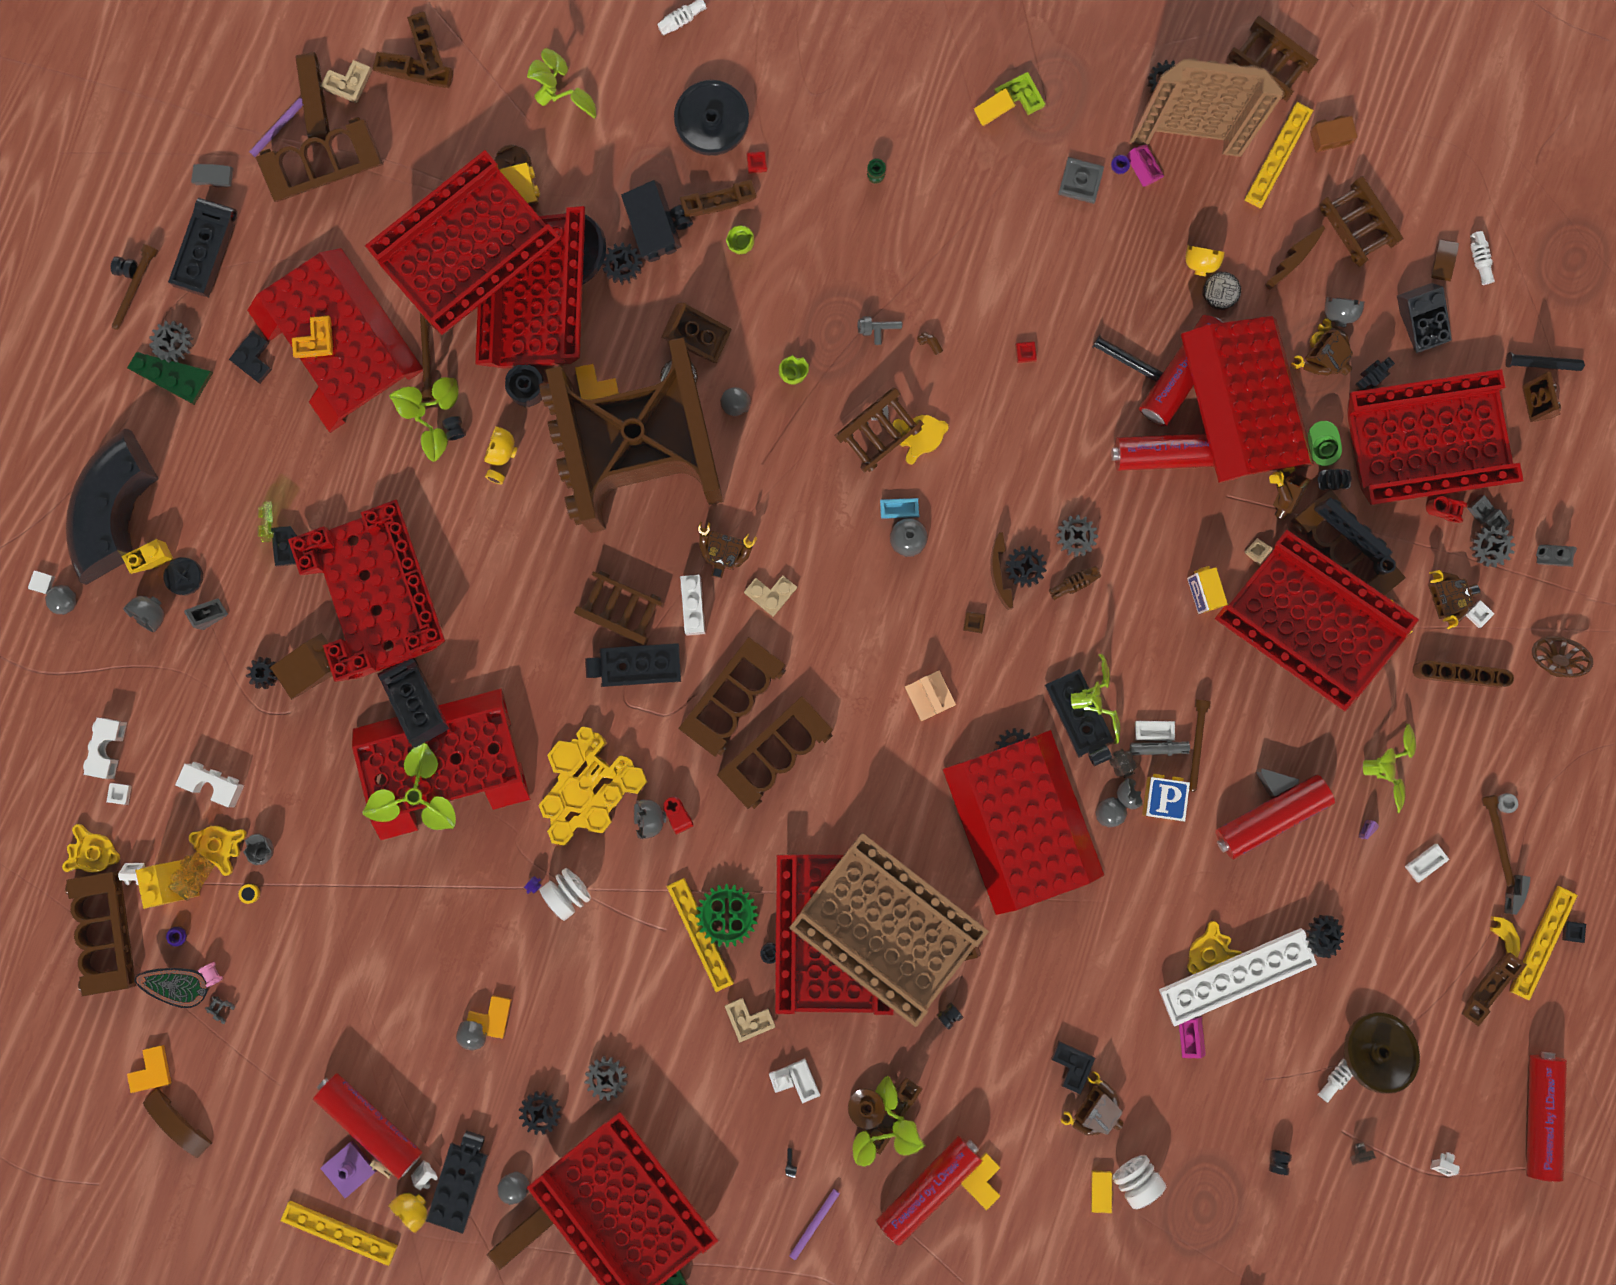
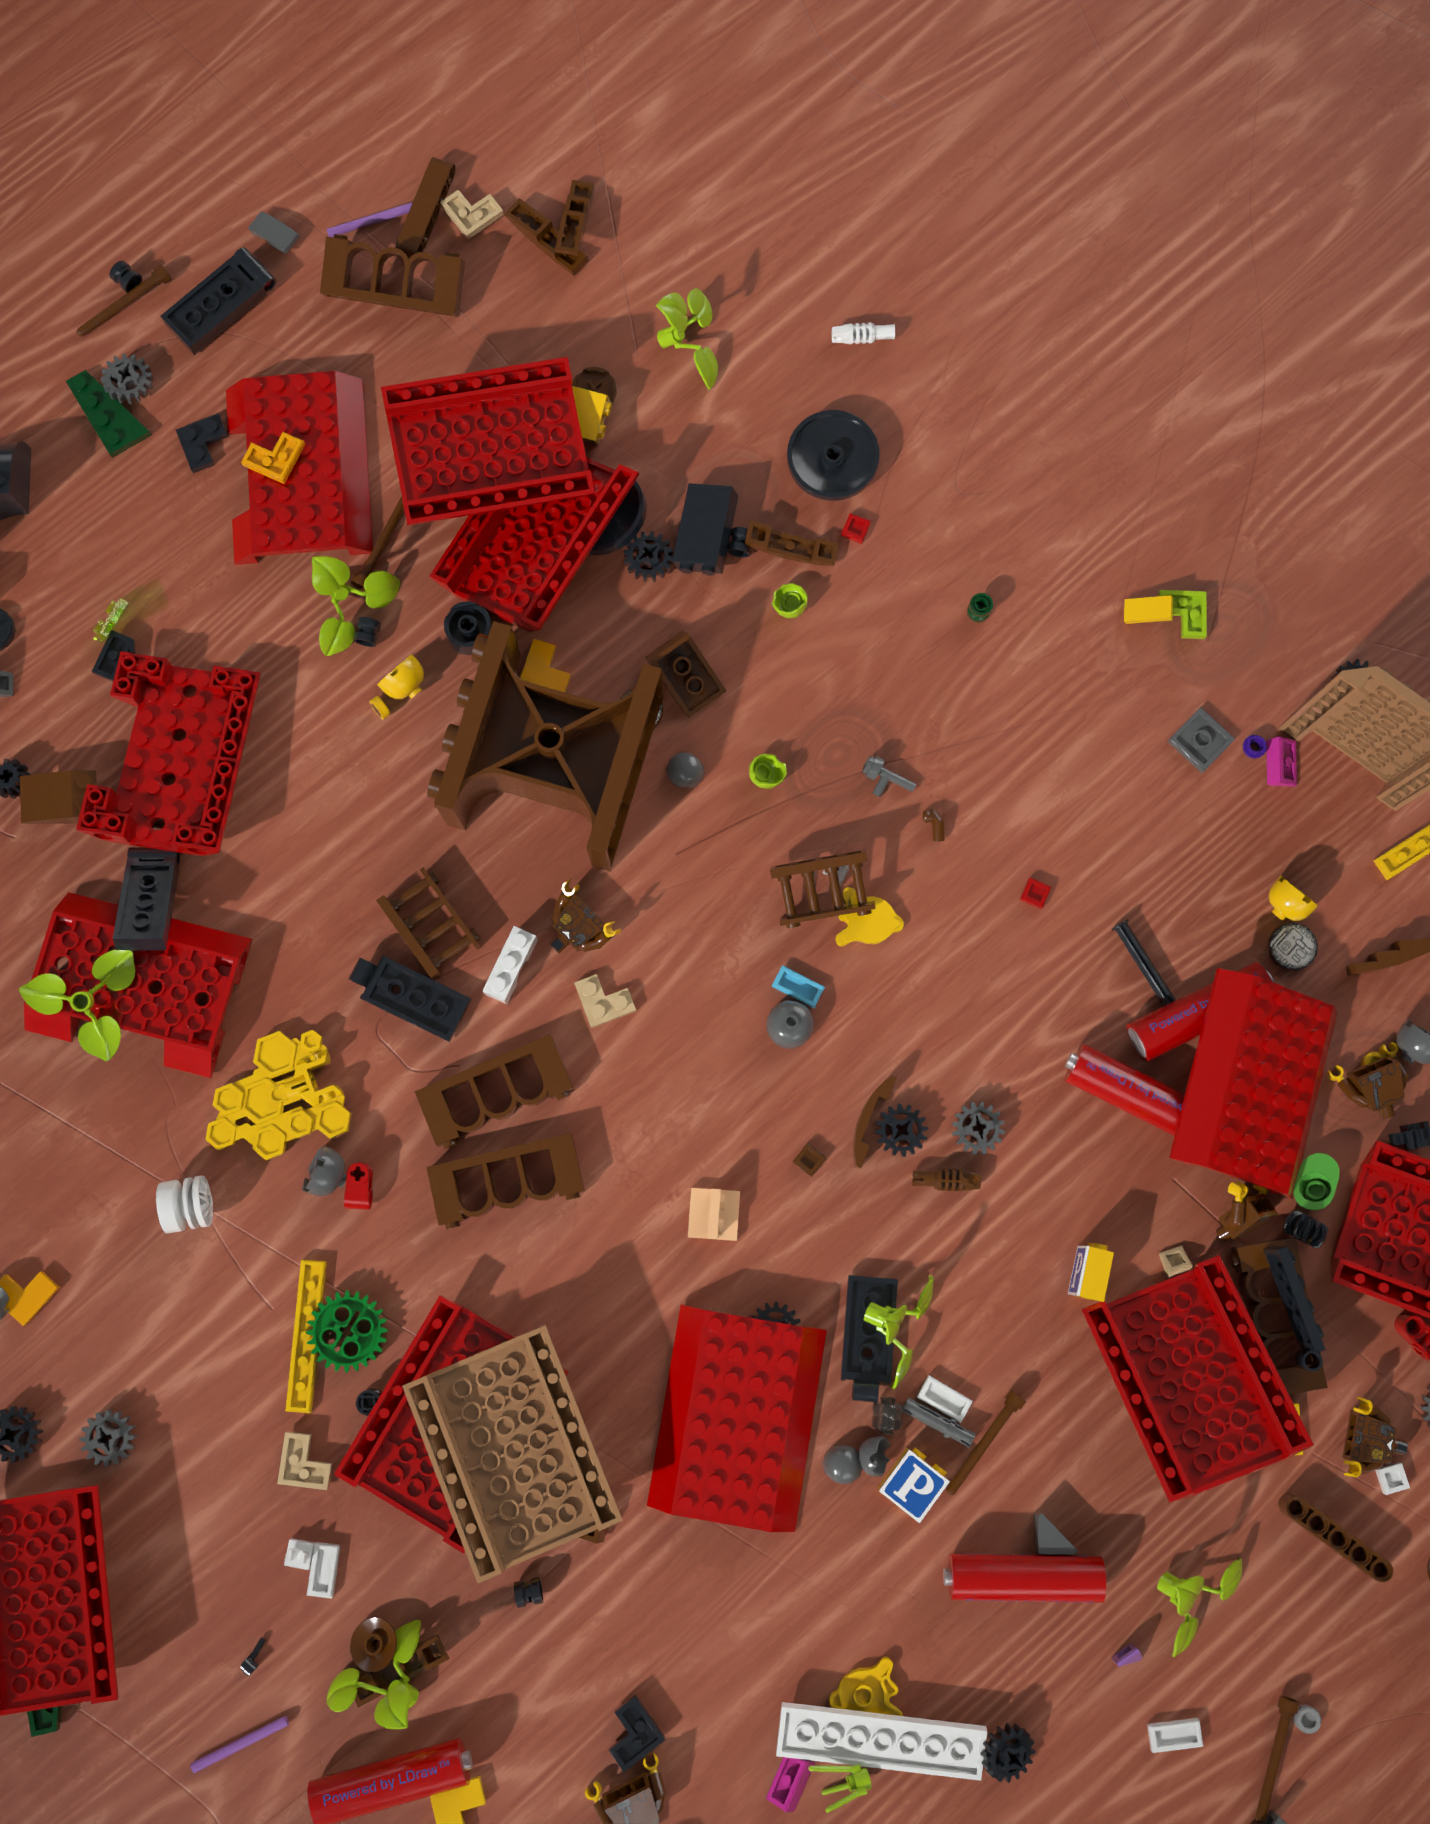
camera: 25 degrees right, 5 degrees down
(533, 885) = (157, 1174): dark purple plate -> none
(1236, 1011) = (857, 1781): none -> lime plant

